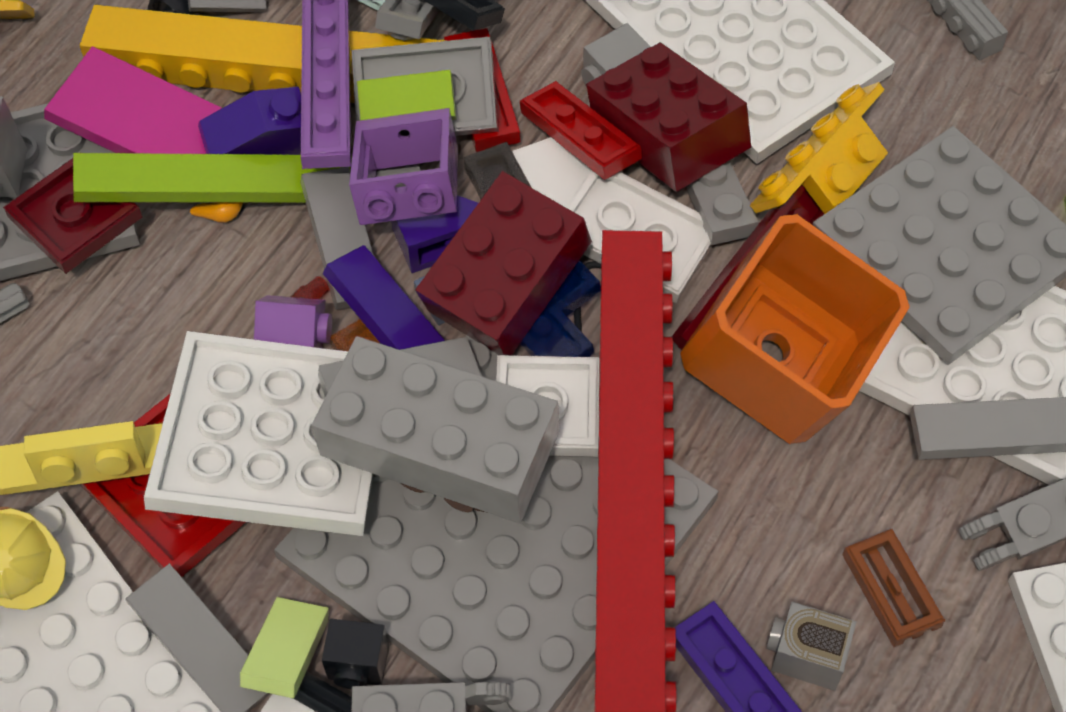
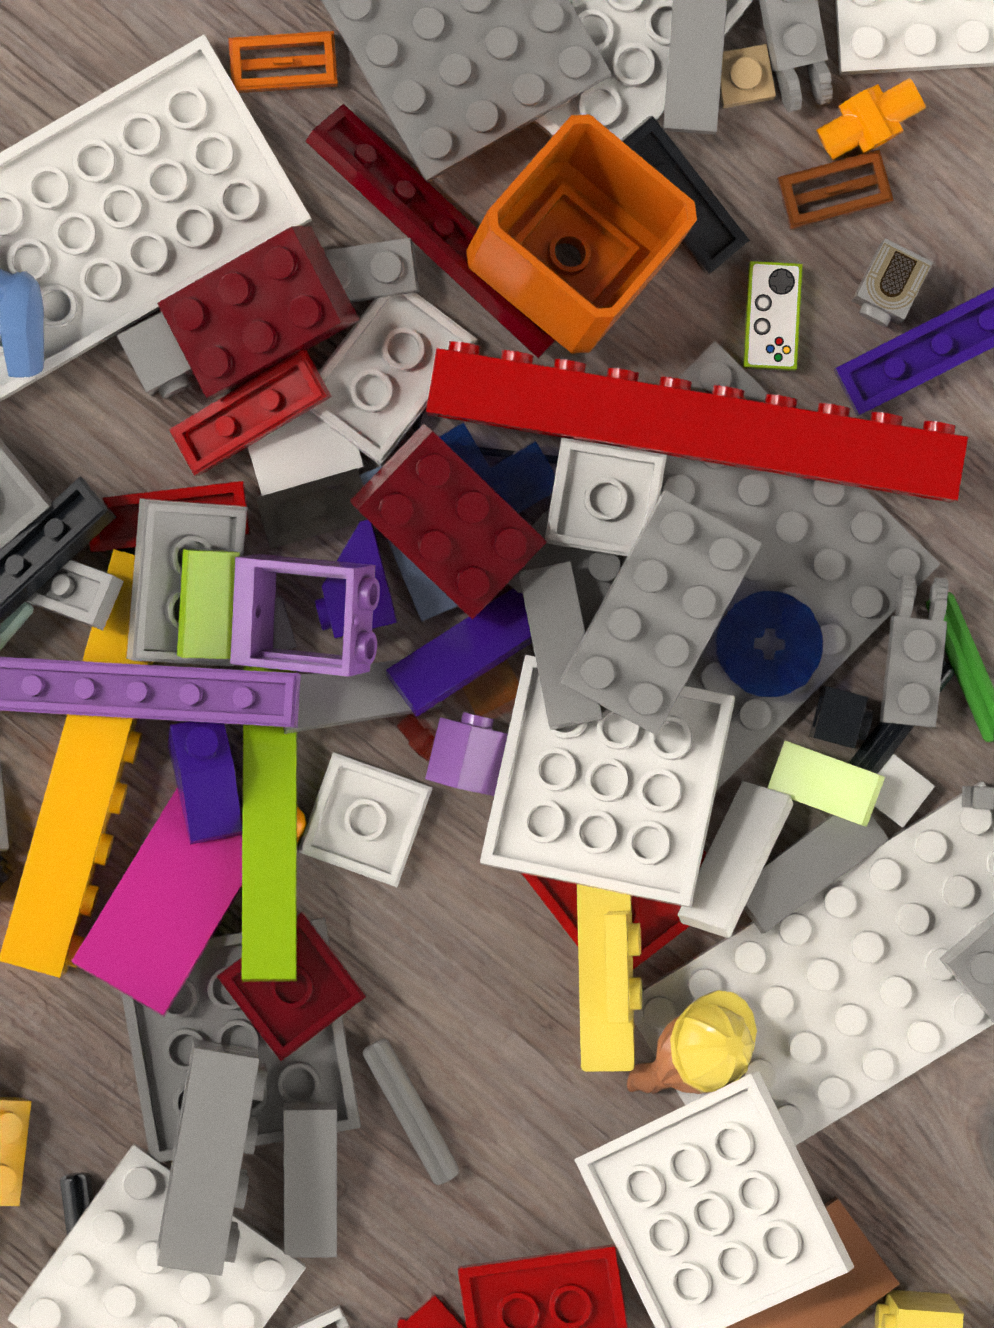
camera: 85 degrees left, 30 degrees up
(200, 562) = (736, 858): none -> white tile
(228, 264) = (365, 819): none -> white tile
(415, 538) = (789, 667): none -> clear blue plate
(754, 544) = (772, 316): none -> white tile
(832, 159) = (337, 141): yellow bracket -> none
(851, 440) = (715, 232): none -> black tile
(886, 128) = (279, 83): none -> orange tile
(974, 605) = (870, 118): none -> light orange axle
(980, 488) = (746, 77): none -> tan plate

